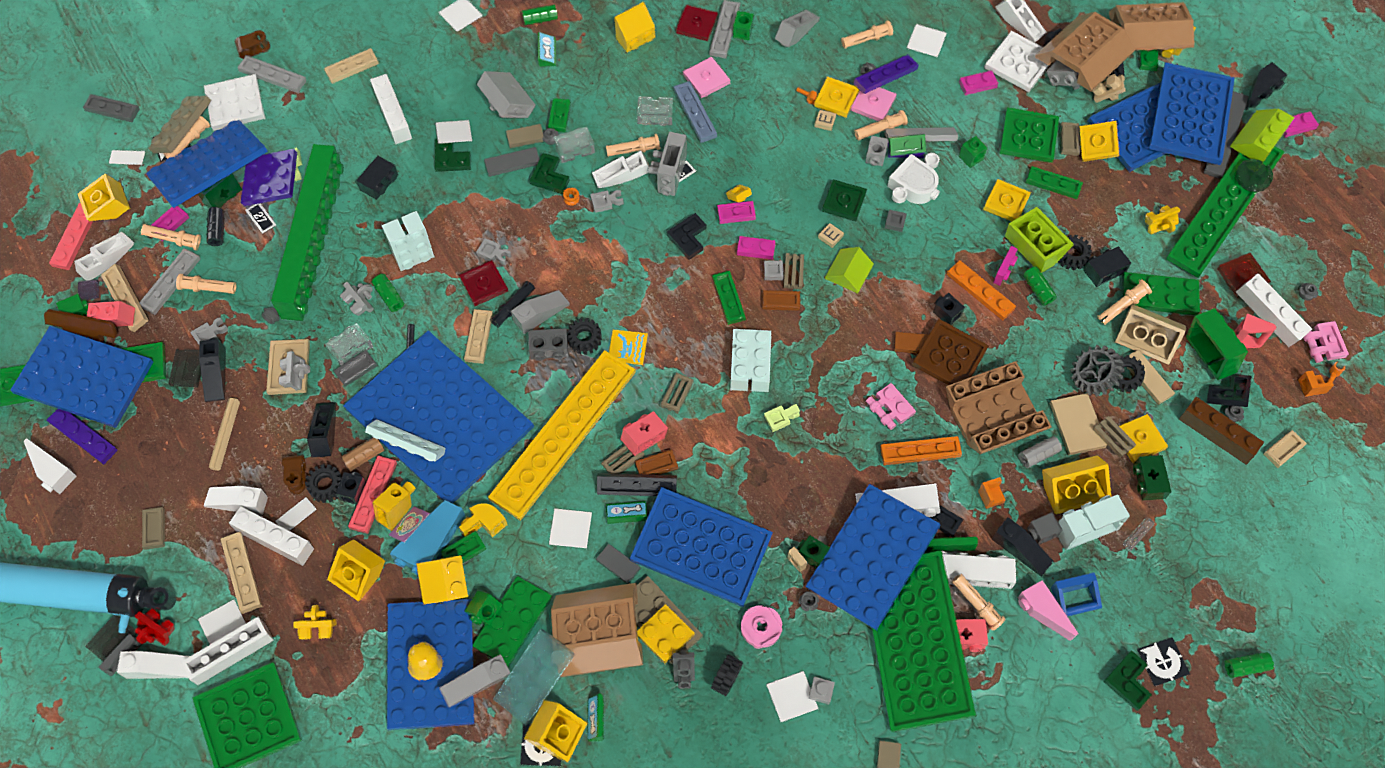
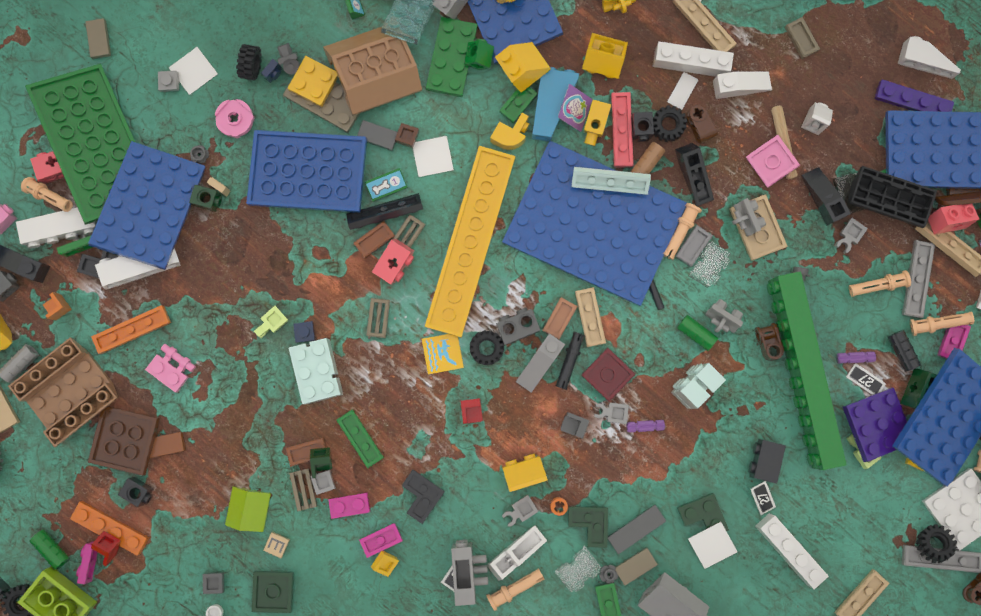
camera: 165 degrees right, 20 degrees up
(155, 345) = (892, 196): none -> black piece
(180, 441) = (817, 118): none -> white slope
(244, 417) = (772, 161): none -> bright pink tile
(259, 235) = (856, 357): none -> medium lavender axle
(262, 77) = (943, 535): none -> black tyre
(327, 269) = (769, 340): none -> reddish brown piece
(353, 388) = (685, 223): none -> light nougat pin
(394, 152) = (763, 498): none -> sticker
(468, 234) = (642, 426): none -> medium lavender axle
(507, 343) = (560, 318): none -> nougat tile
(529, 252) = (574, 425): none -> dark grey panel
(587, 552) = (407, 135): none -> reddish brown plate
(590, 222) = (524, 473): none -> yellow slope
(618, 290) = (471, 411): none -> red panel
(706, 662) = (271, 71): none -> dark blue plate
(752, 401) = (304, 332): none -> dark blue plate
(769, 285) = (320, 460): none -> dark green panel
(985, 270) = (107, 546): none -> red panel

